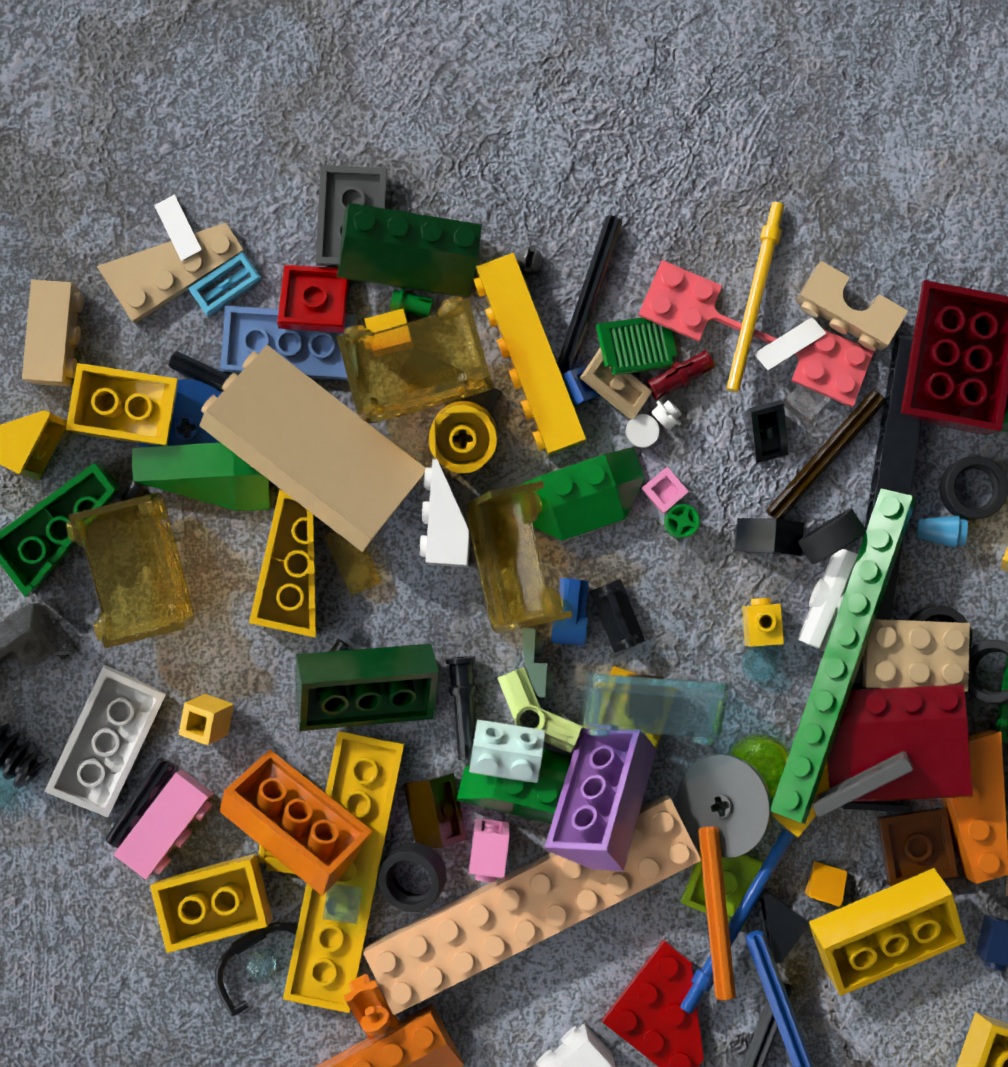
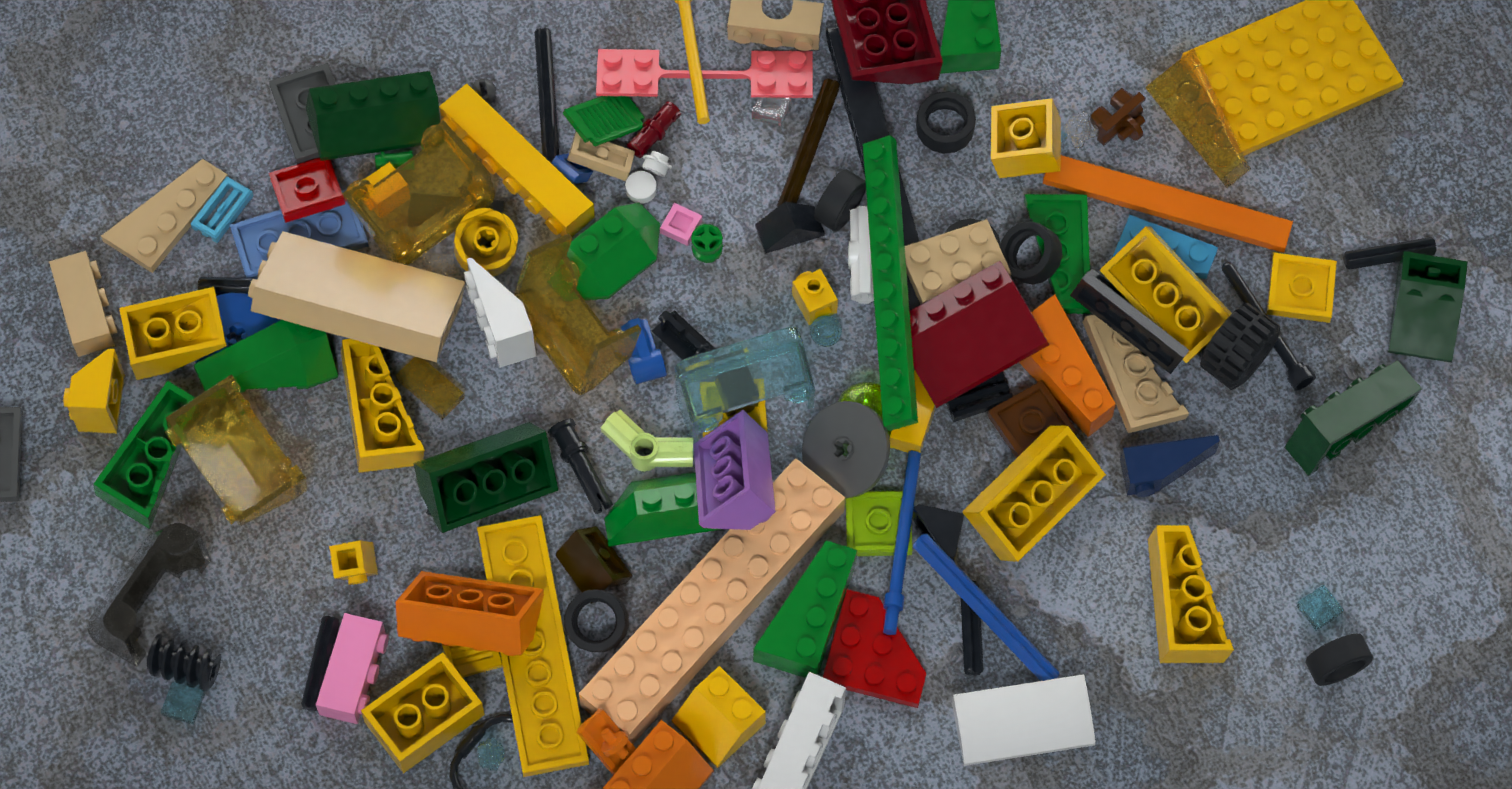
camera: 25 degrees left, 20 degrees down
(105, 741) = (267, 622): white slope -> none
(178, 227) = (161, 178): white sticker -> none
(343, 903) = (542, 665): clear light blue tile -> none
(489, 849) = (653, 555): bright pink brick -> none
(490, 1020) = (719, 716): none -> yellow slope
(507, 751) = (634, 472): light aqua brick -> none
(537, 671) = (631, 406): sand green slope -> none
(612, 962) = (805, 622): none -> green wedge
(717, 913) = (878, 535): orange axle -> none
(767, 430) = (746, 141): black slope -> none
(790, 343) = (736, 69): white sticker -> none
(826, 883) = (966, 486): light orange slope -> none
(862, 783) = (950, 370): dark grey tile -> none
(943, 530) = (935, 164): dark azure cone -> none

